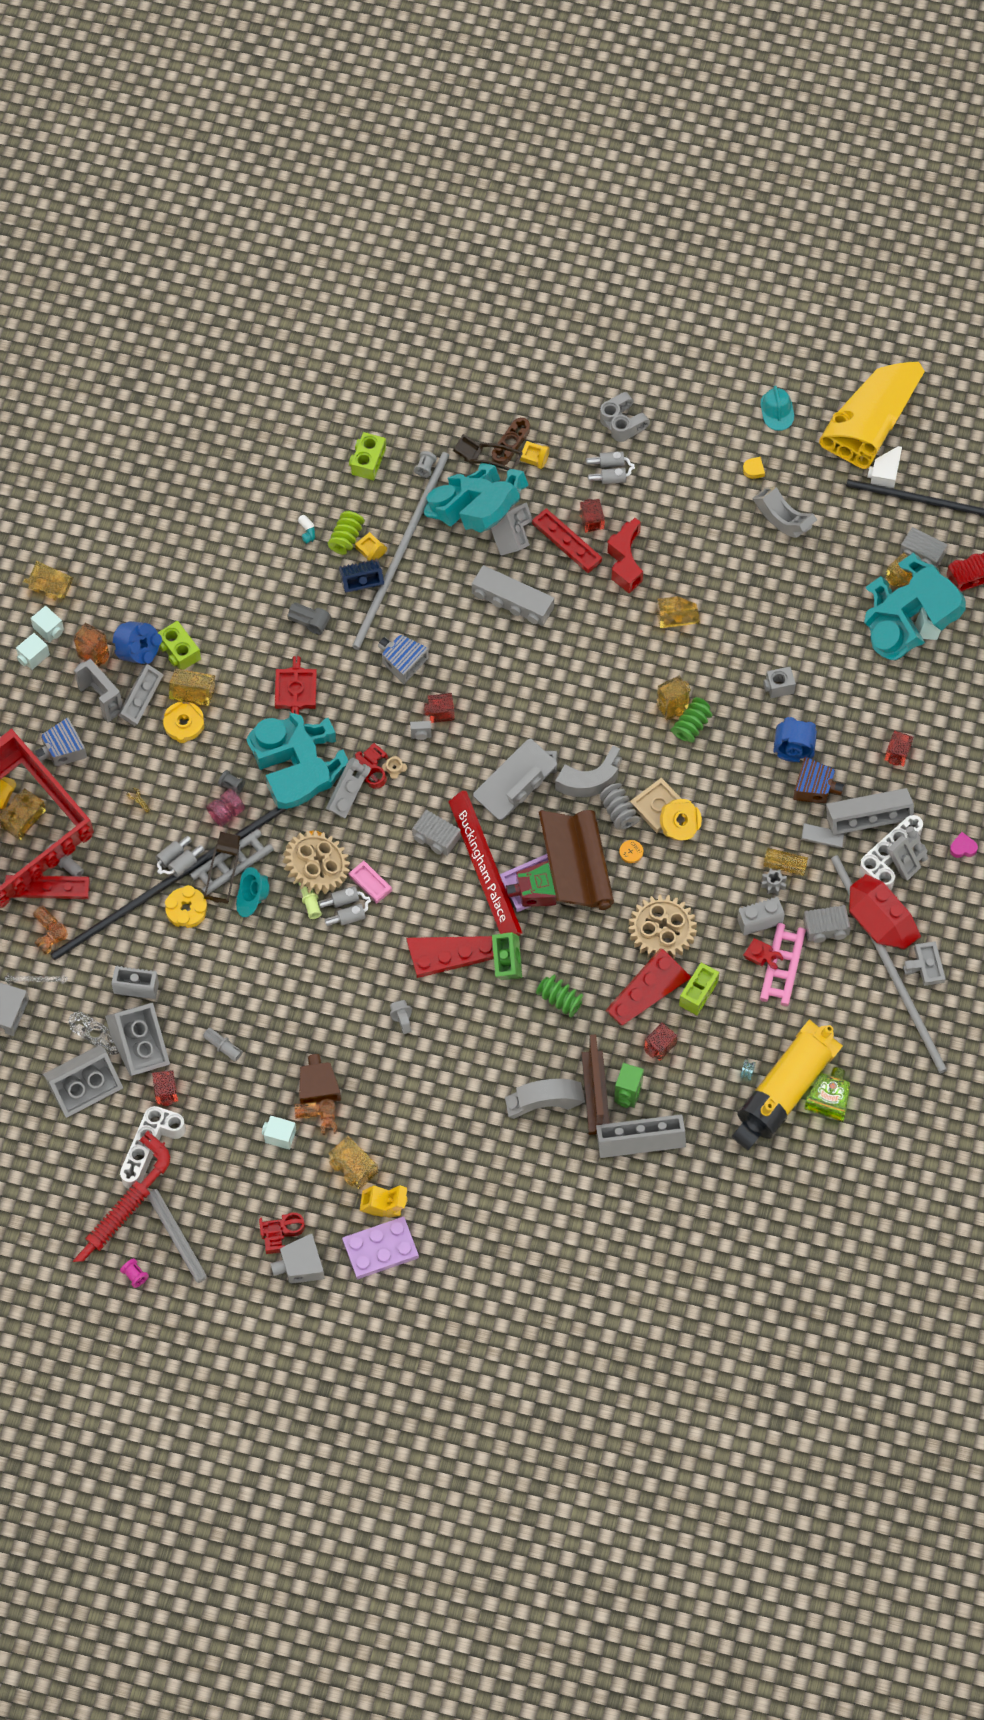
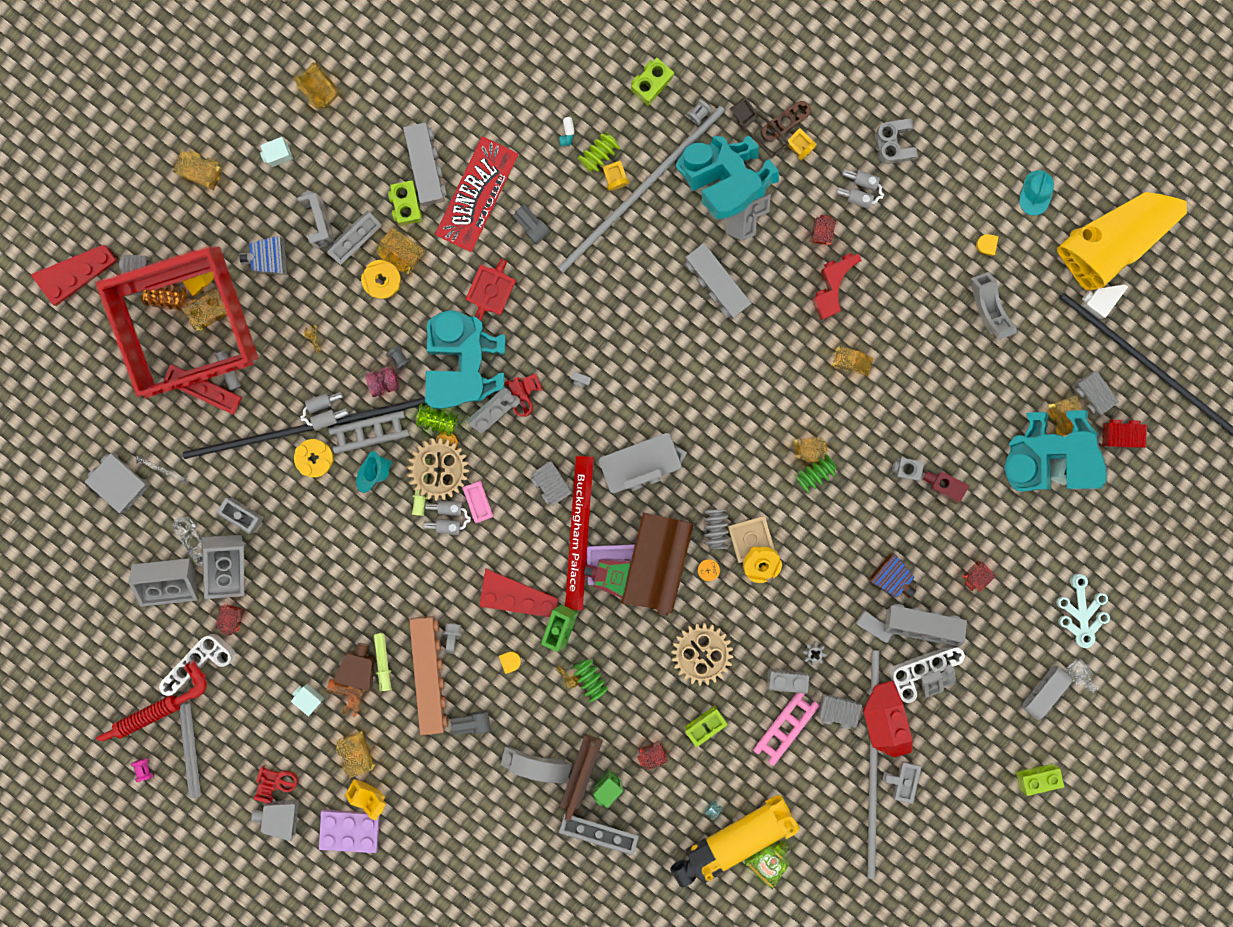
camera: 20 degrees right, 25 degrees up
(47, 624) = (300, 130): light aqua brick -> none
(56, 933) = (196, 433): clear orange bar -> none
(91, 645) = (327, 172): clear orange brick -> none
(136, 642) = (367, 187): blue brick -> none
(181, 606) = (424, 164): none -> light grey brick
(223, 1044) = (293, 599): light grey axle -> none
(227, 844) = (367, 421): dark brown piece -> none
(243, 616) = (476, 194): none -> sticker
(295, 820) = (436, 420): none -> clear neon green piece
(345, 1074) = (382, 663): none -> yellowish green axle
(361, 575) = (593, 203): dark blue brick -> none
(393, 1058) = (427, 675): none -> nougat brick
(394, 761) = (540, 407): tan plate -> none
(403, 656) = (595, 299): light grey torso -> none
(440, 708) = (606, 364): clear red brick -> none
(464, 1084) = (476, 722): none -> dark grey piece
(472, 1015) = (510, 661): none -> yellow tile
(544, 1007) = (570, 682): none -> clear yellow hand
(567, 540) = (789, 246): red plate -> none
(589, 783) = (705, 494): light grey arch -> none
(650, 985) = (667, 702): red wing -> none
(760, 952) = (771, 712): red plate -> none
(785, 861) = (832, 638): clear yellow axle -> none
(795, 740) = (894, 533): blue brick -> none
(825, 680) = (954, 488): none -> dark red torso
(963, 846) = (988, 687): dark pink tile -> none

